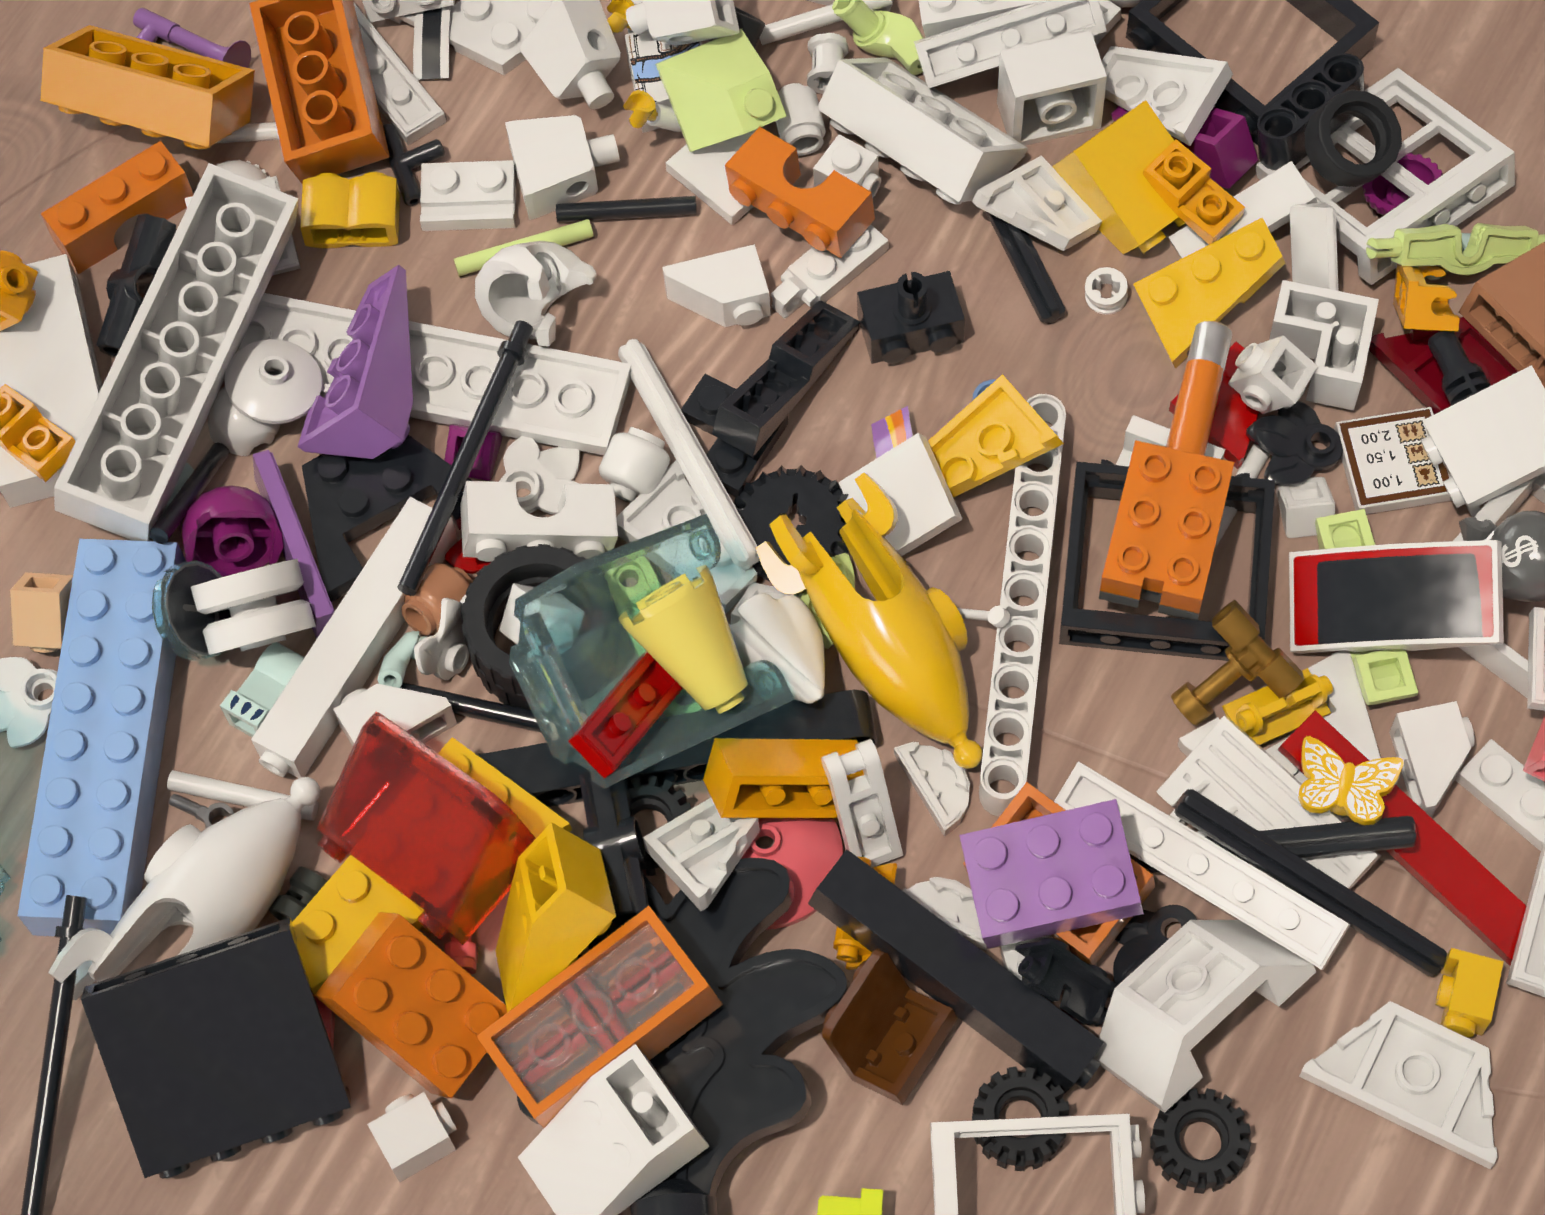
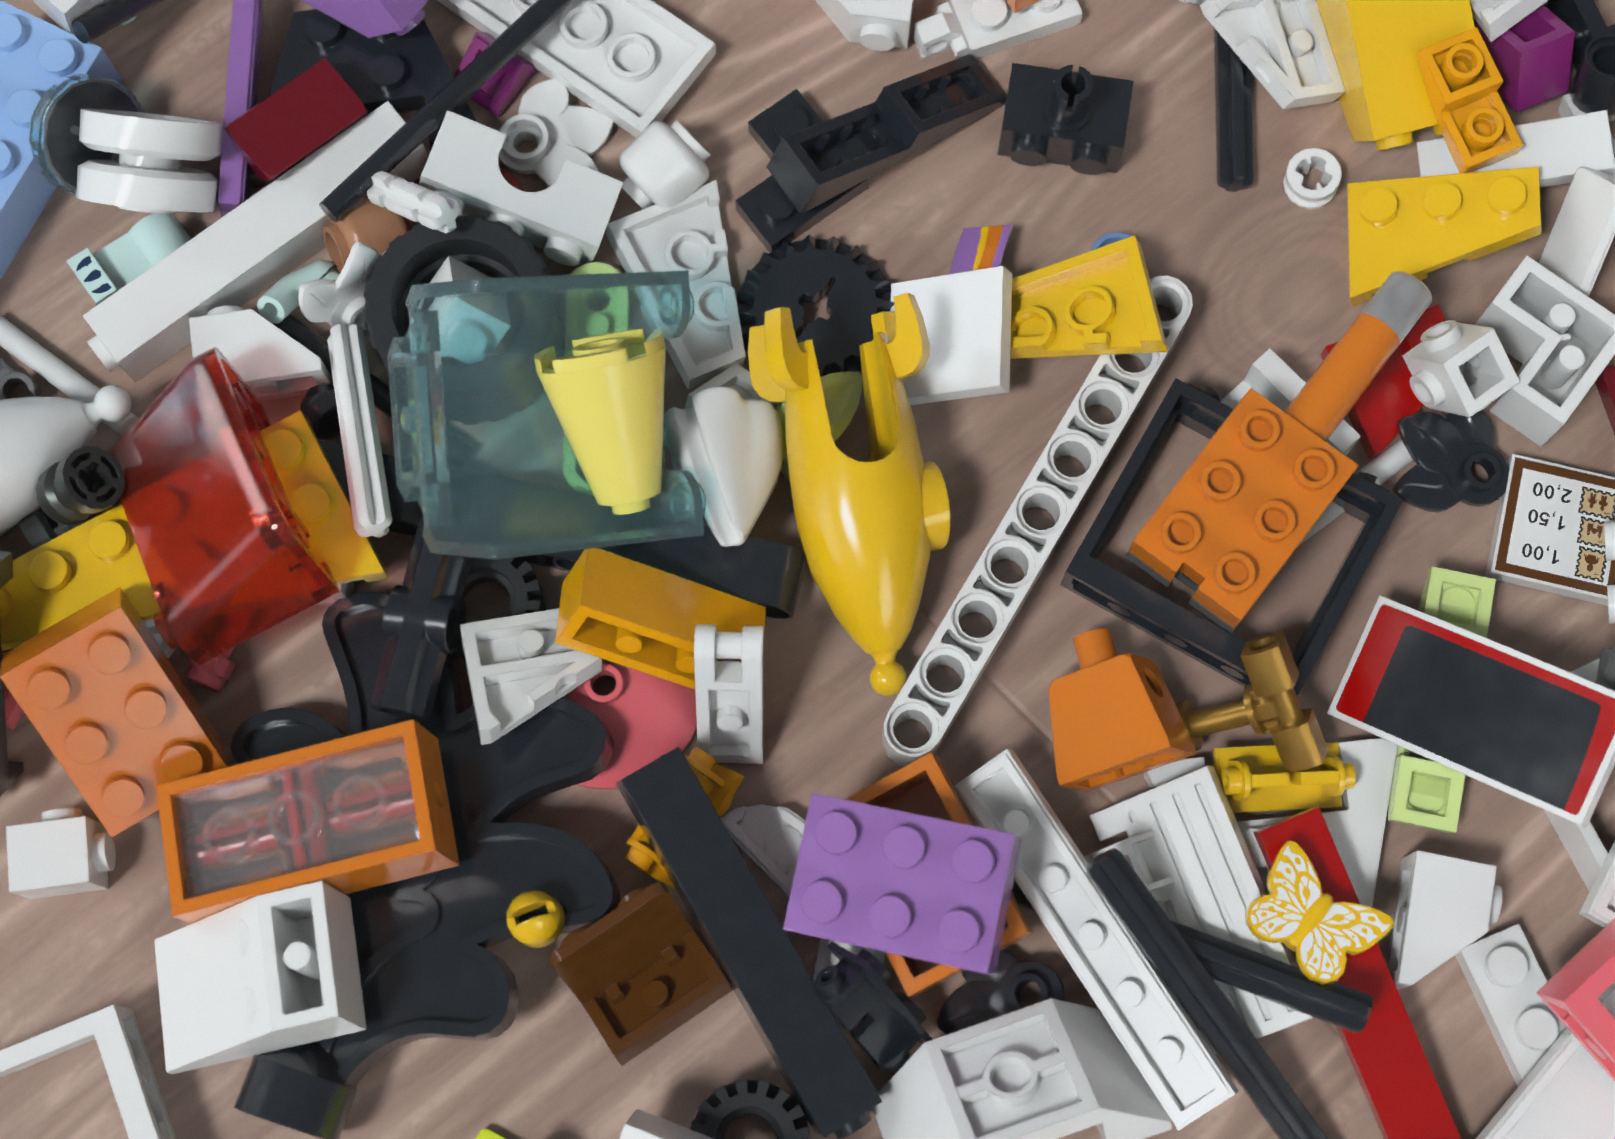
camera: 20 degrees right, 10 degrees up
(232, 531) = (172, 59): magenta cylinder -> none
(314, 854) = (80, 485): none -> pearl dark grey wheel
(349, 537) = (295, 120): none -> dark red slope
(465, 731) = (321, 410): none -> black hinge
(471, 554) = (414, 202): none -> white axle
(501, 735) = (359, 431): none -> white axle
(551, 912) = (311, 673): yellow slope -> none
(625, 715) = (491, 475): red tile -> none
(690, 455) = (732, 180): white axle -> none
(803, 1021) = (538, 930): none -> yellow hinge
(937, 781) = (842, 693): white tile -> none
(996, 616) = (993, 528): white hinge -> none
(1141, 713) = (1112, 717): none -> orange torso
(1303, 504) = (1428, 541): white slope -> none

